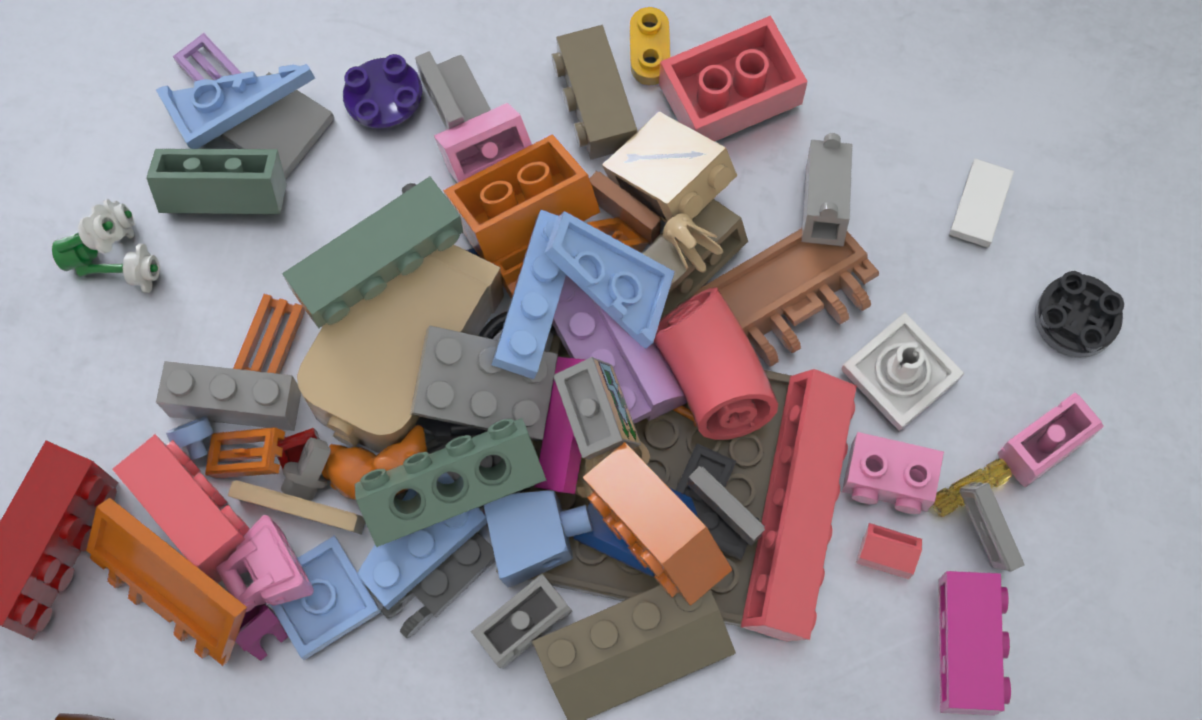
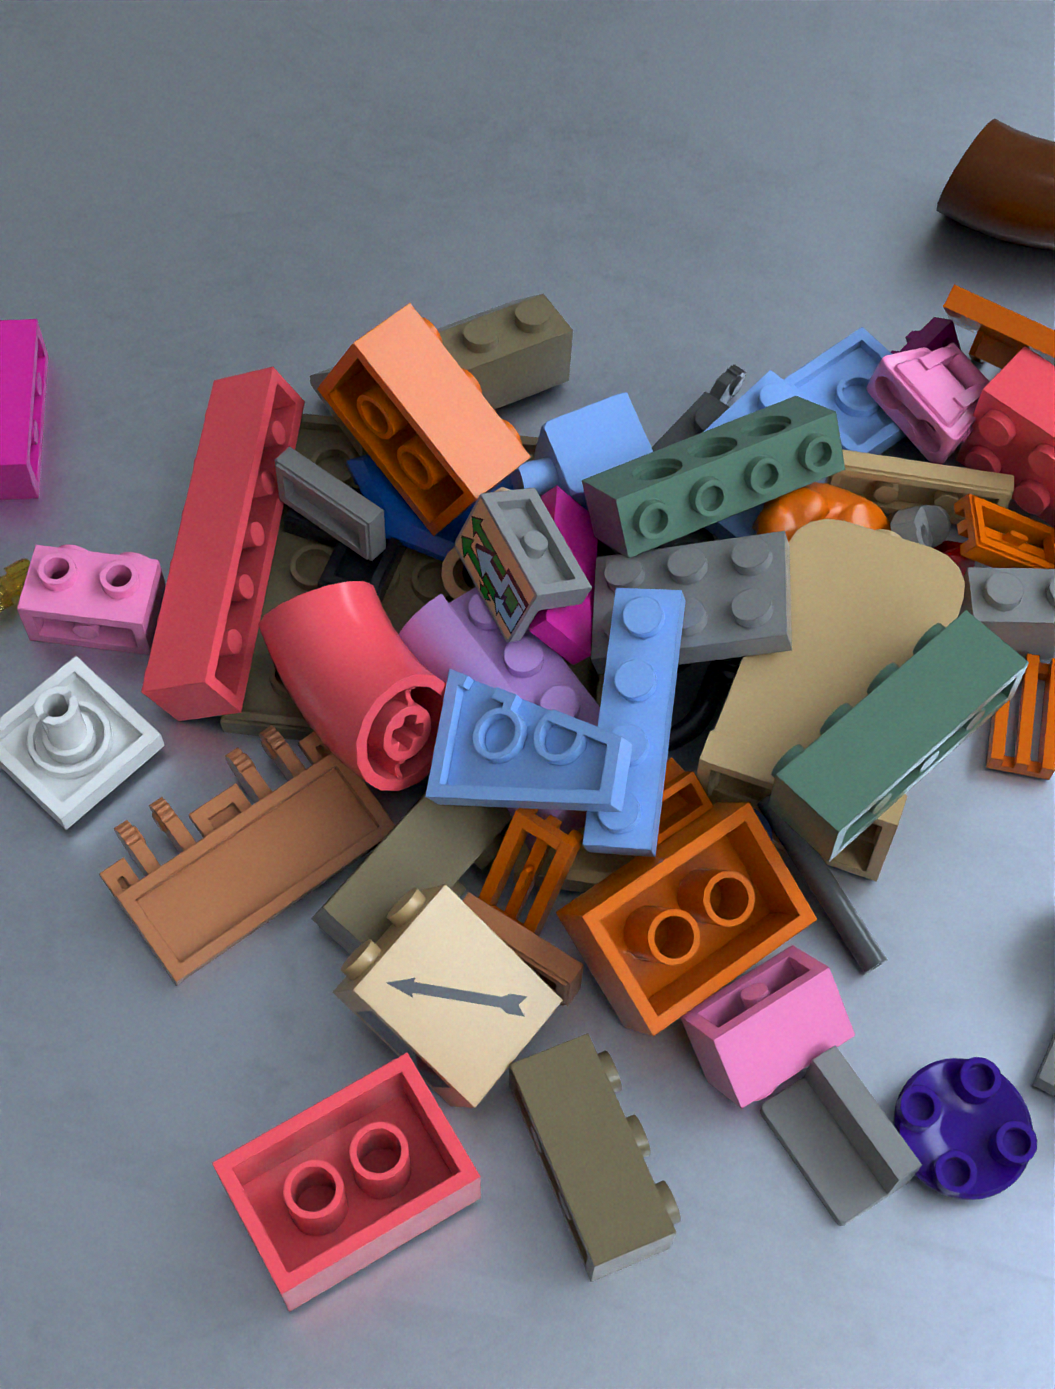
camera: 170 degrees right, 10 degrees down
(521, 621) = (590, 366): light grey brick -> none
(648, 43) = (504, 1274): yellow plate -> none
(684, 235) = (405, 846): tan piece -> none
(827, 191) = (179, 994): light grey brick -> none
(889, 551) = (83, 489): coral piece -> none

